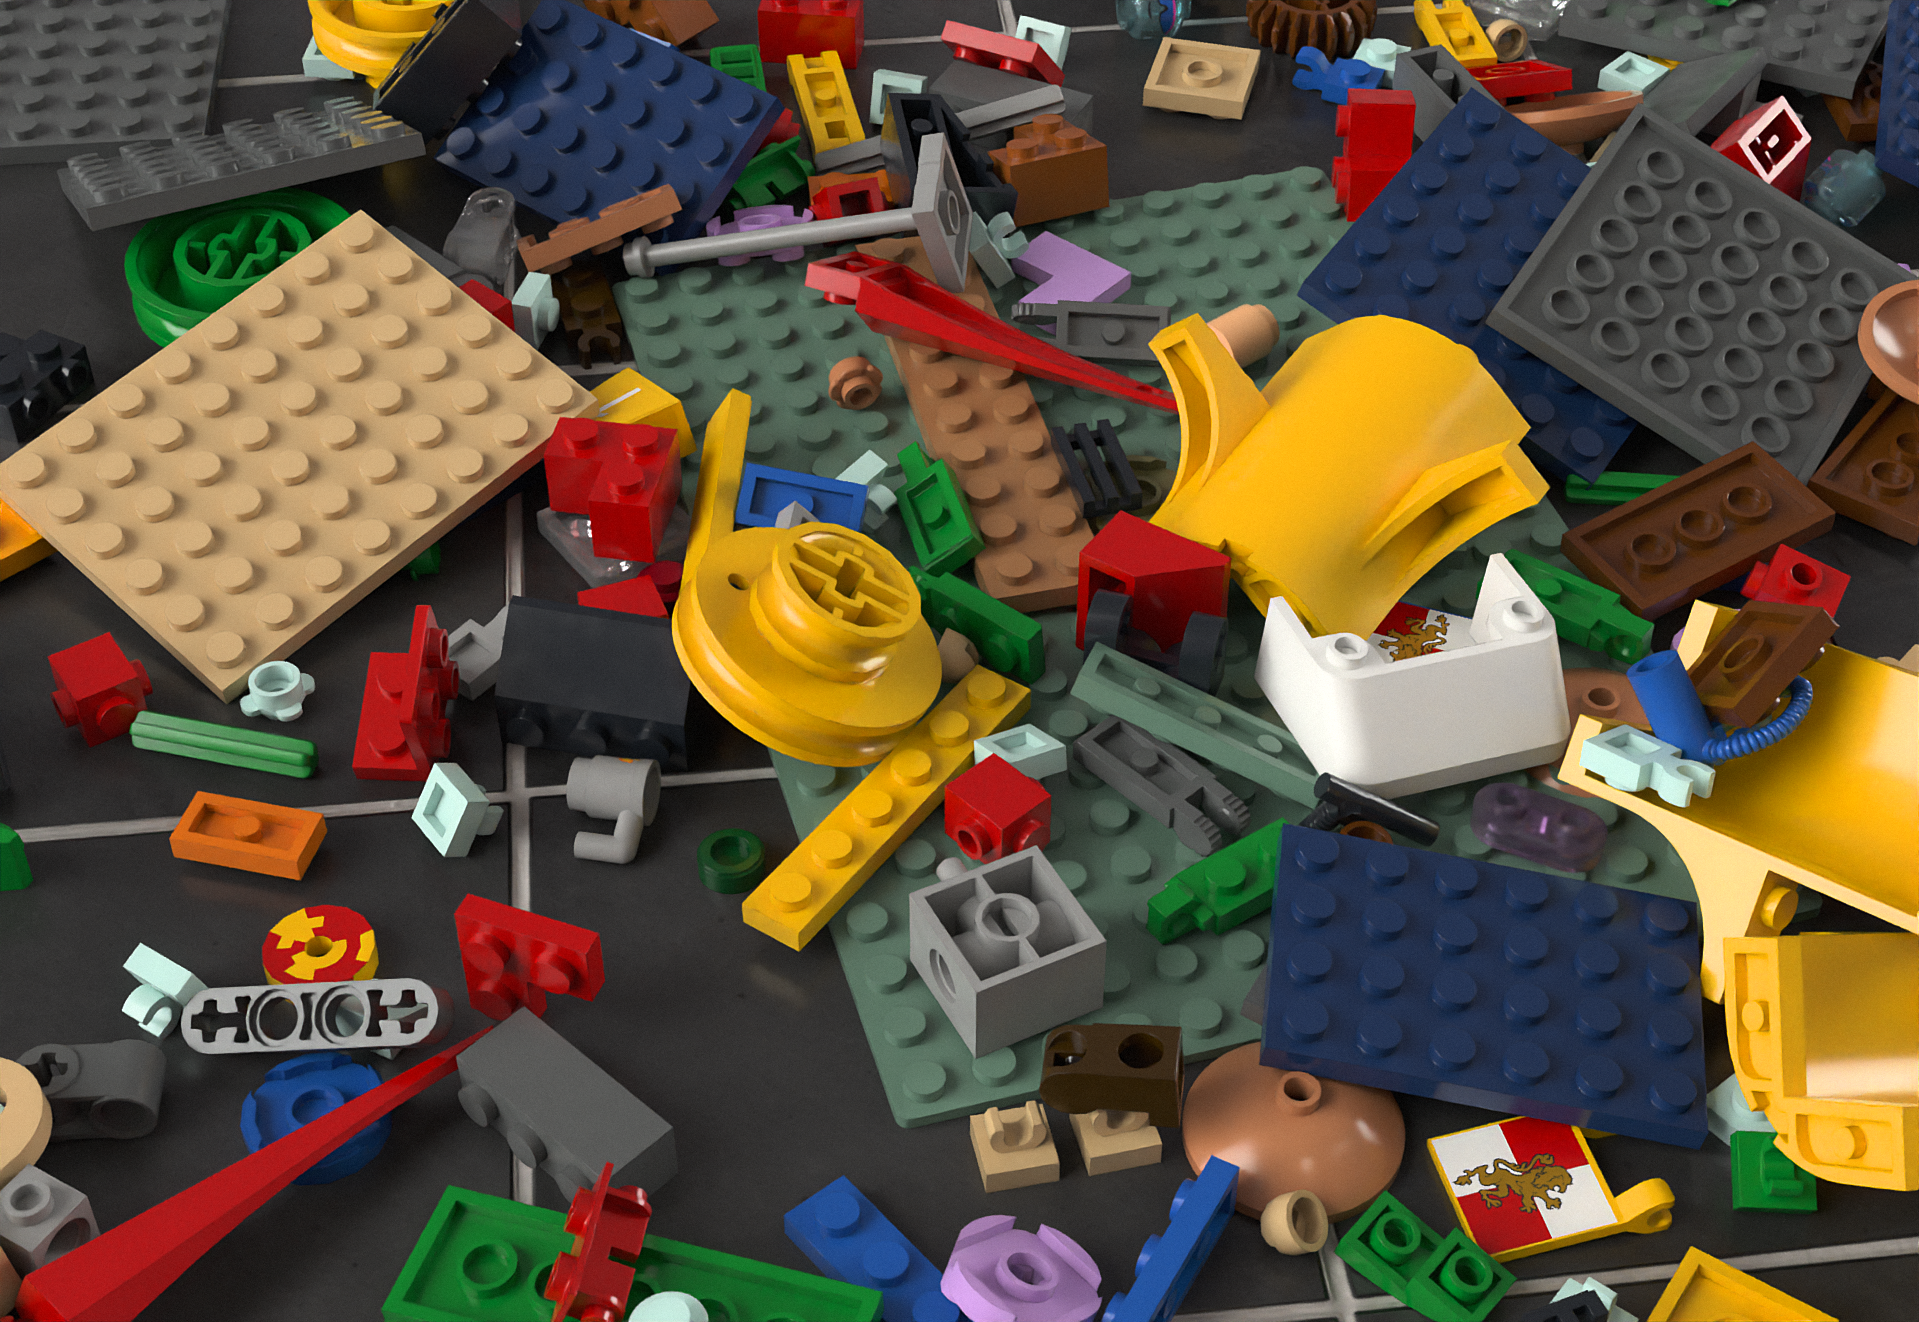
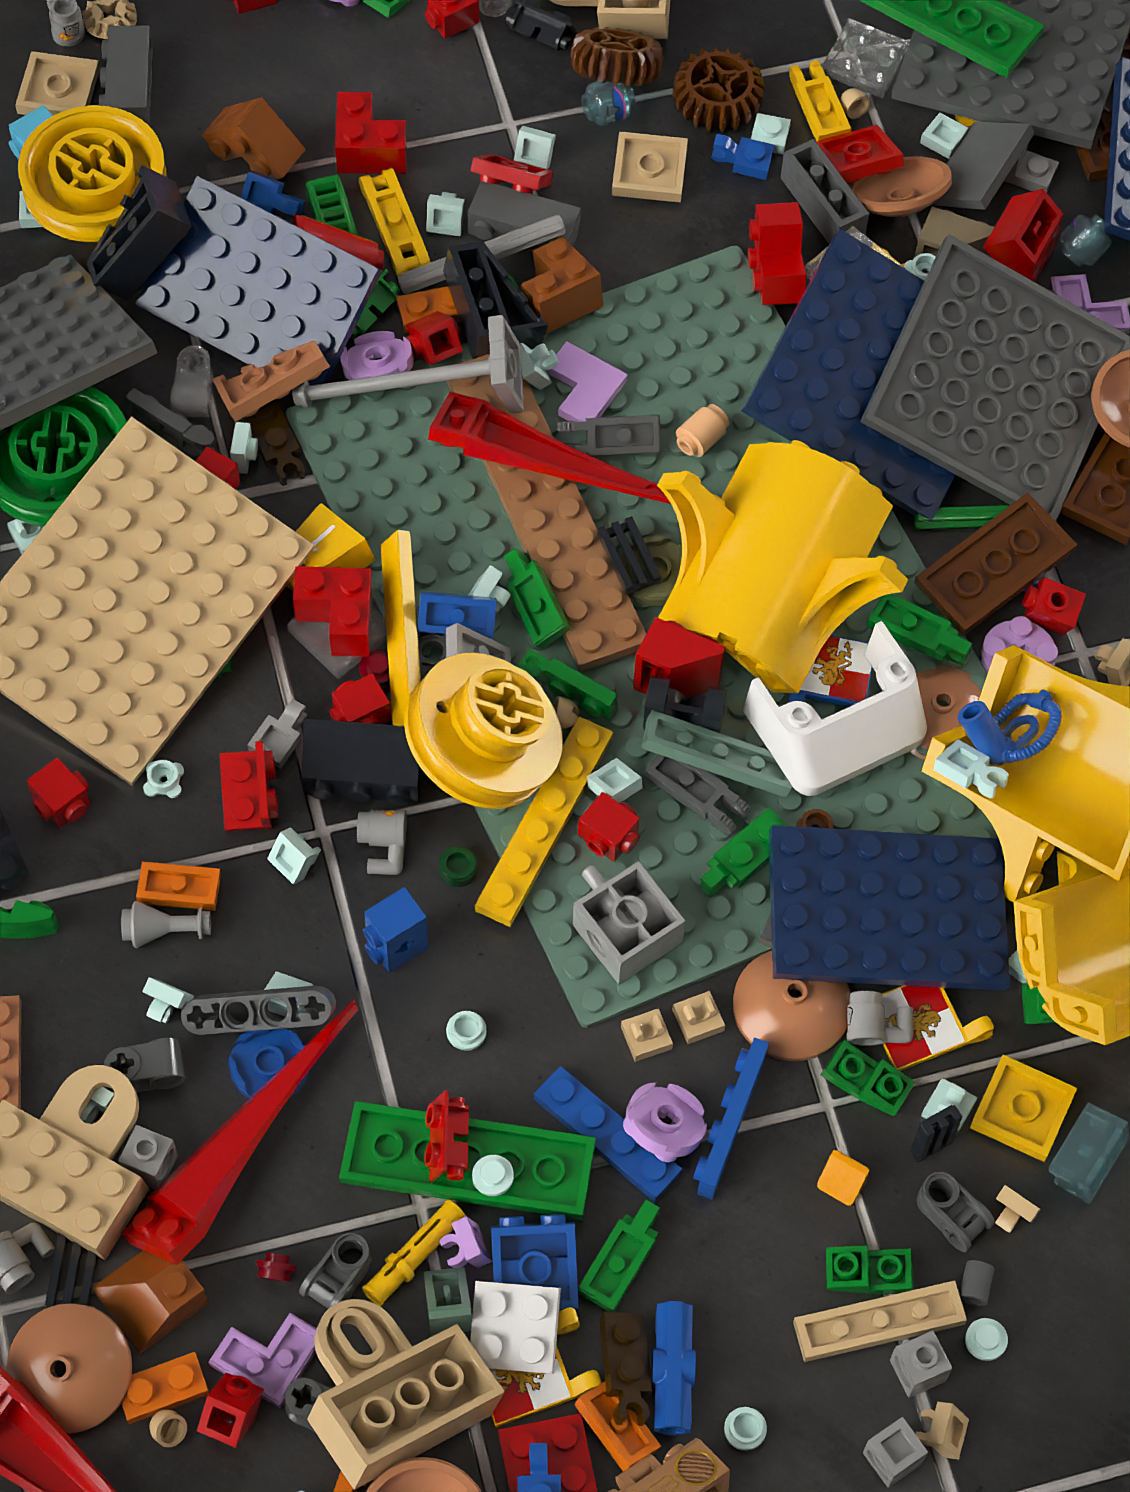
camera: 10 degrees left, 20 degrees up
(173, 882) = (146, 924): none -> light grey piece
(224, 744) = (143, 820): green axle -> none
(319, 930) = (241, 976): piece -> none
(520, 954) = (357, 964): red plate -> none
(563, 1109) = (405, 1049): dark grey brick -> none
(602, 894) = (395, 930): none -> blue brick
(686, 1099) = (466, 1030): none -> light aqua plate
(854, 383) = (465, 494): nougat plate -> none
(1115, 1070) = (698, 997): dark brown leg -> none
(1295, 1223) = (799, 1064): tan hinge -> none
(1351, 803) = (808, 800): black hose -> none
(1432, 1166) = (867, 1021): none -> light grey piece
(1538, 827) = (911, 796): clear purple plate -> none
(1758, 659) = (1027, 697): reddish brown plate -> none

